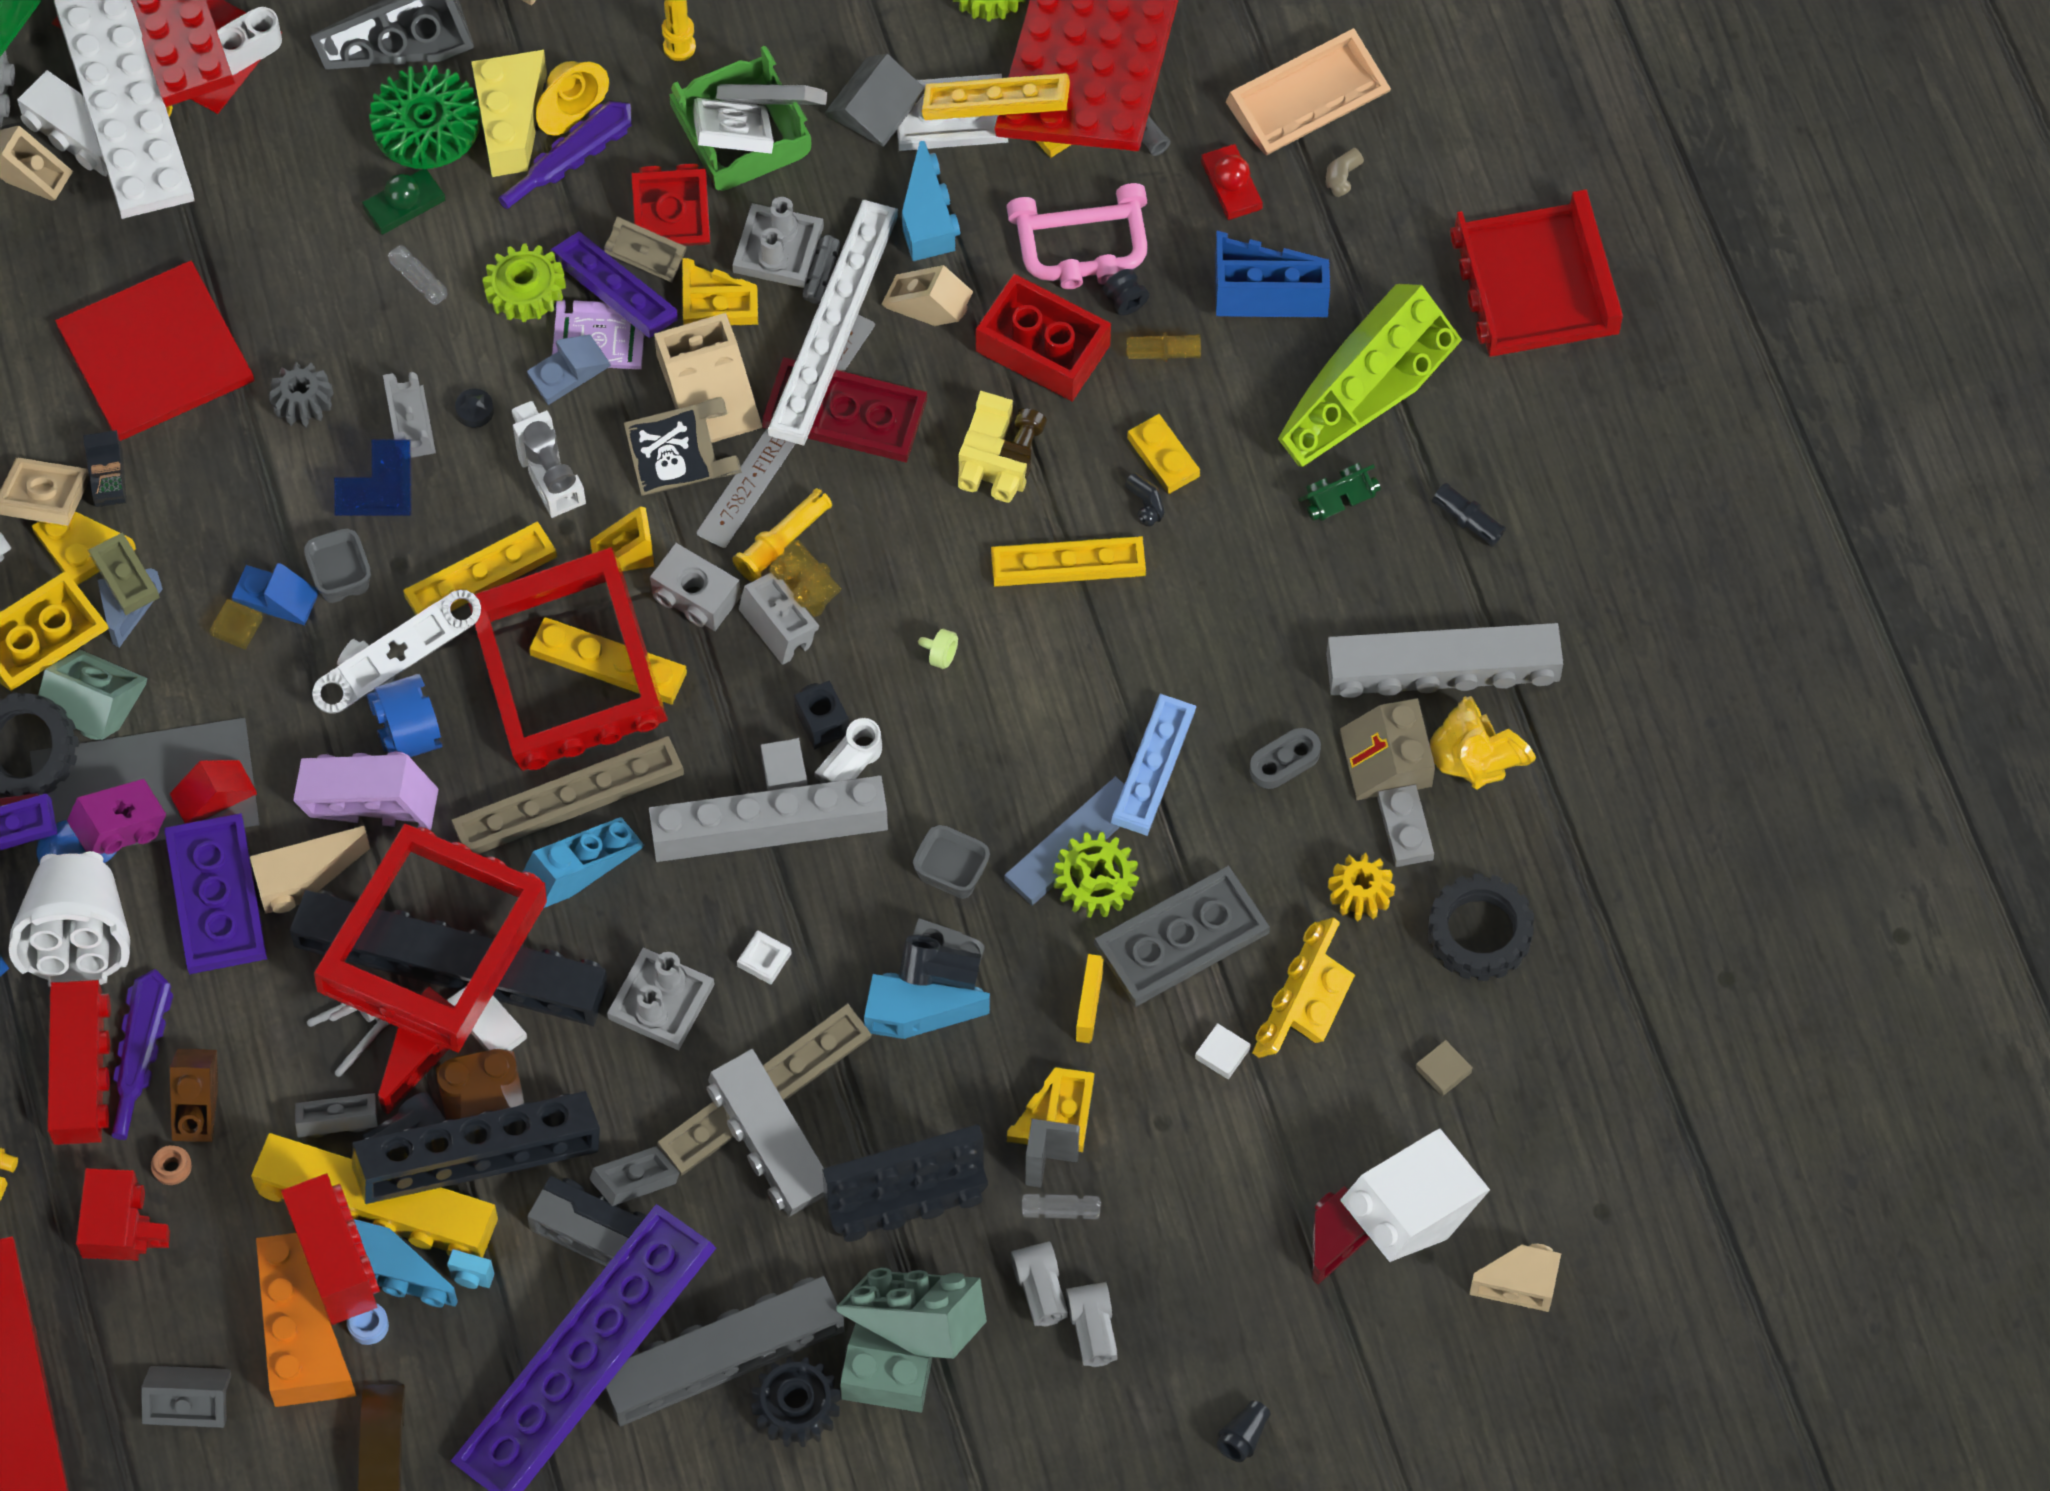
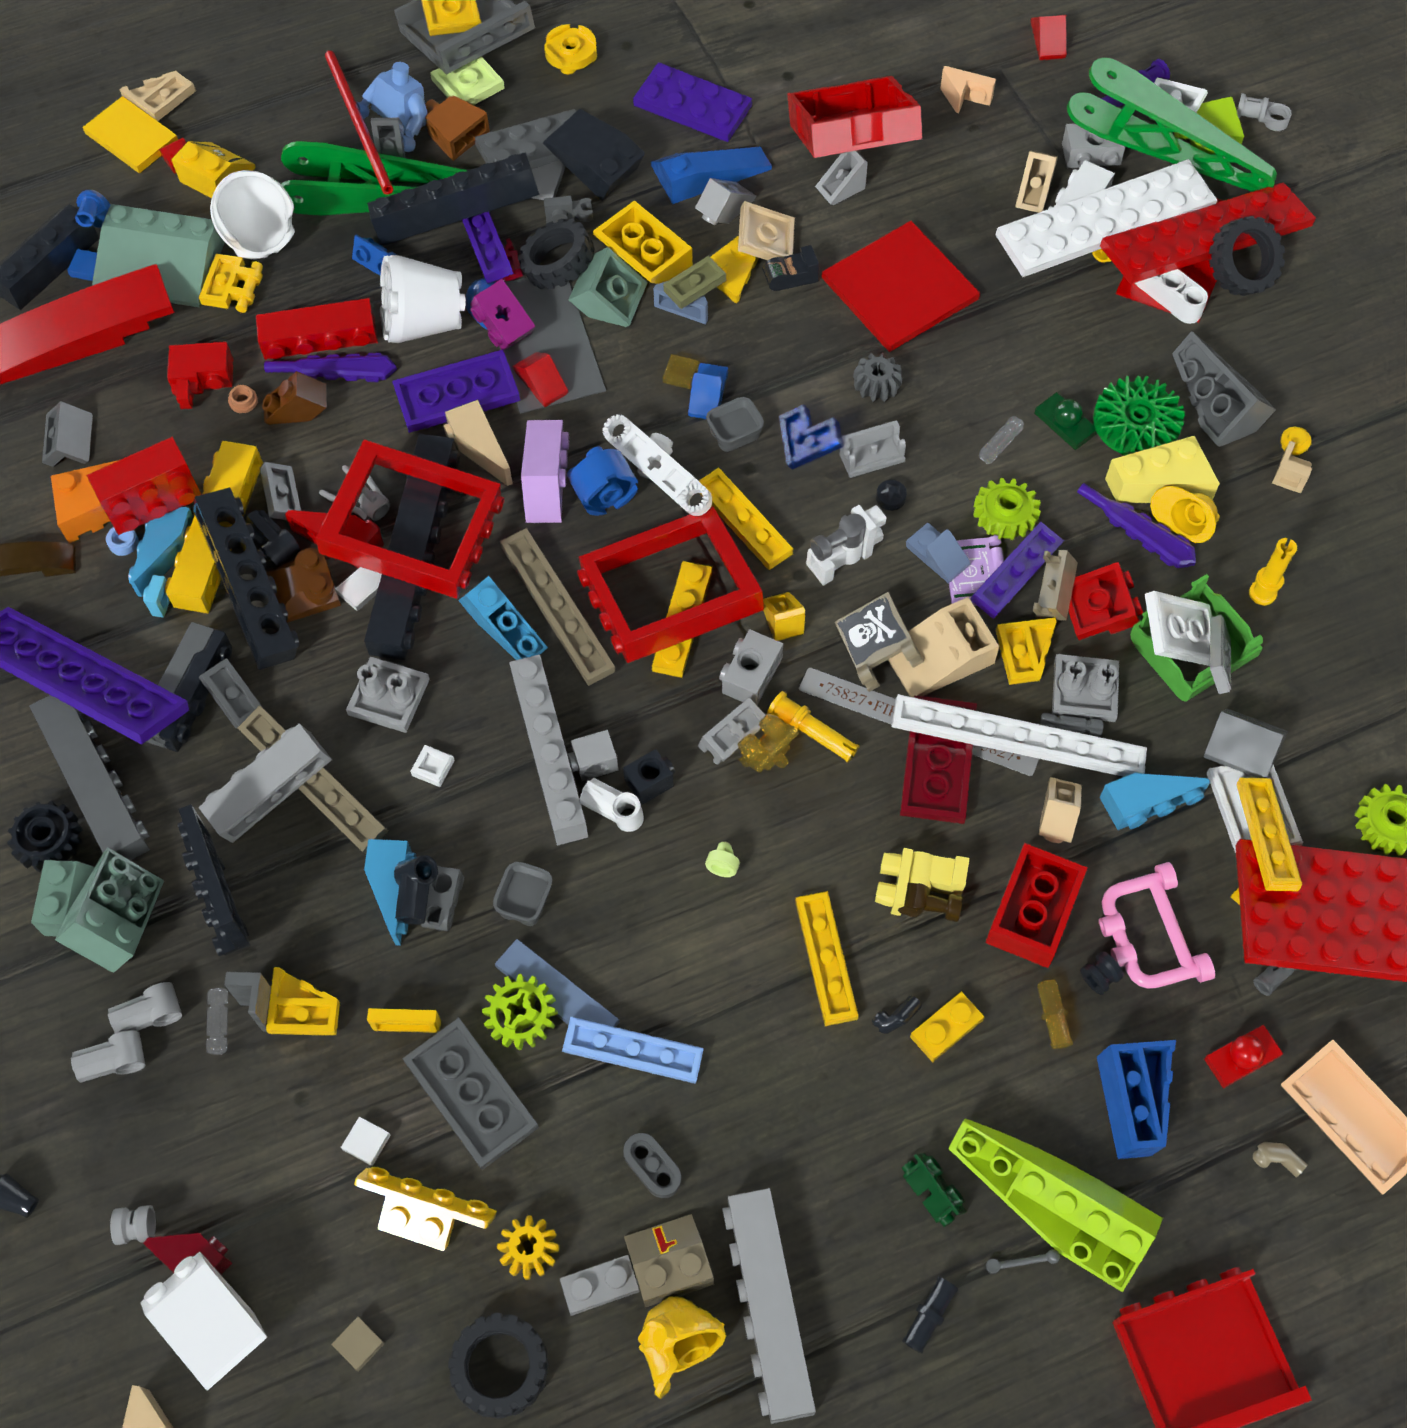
camera: 85 degrees right, 0 degrees up
(1293, 1293) = (133, 1224): none -> light grey wheel
(1423, 451) = (993, 1265): none -> dark grey hinge

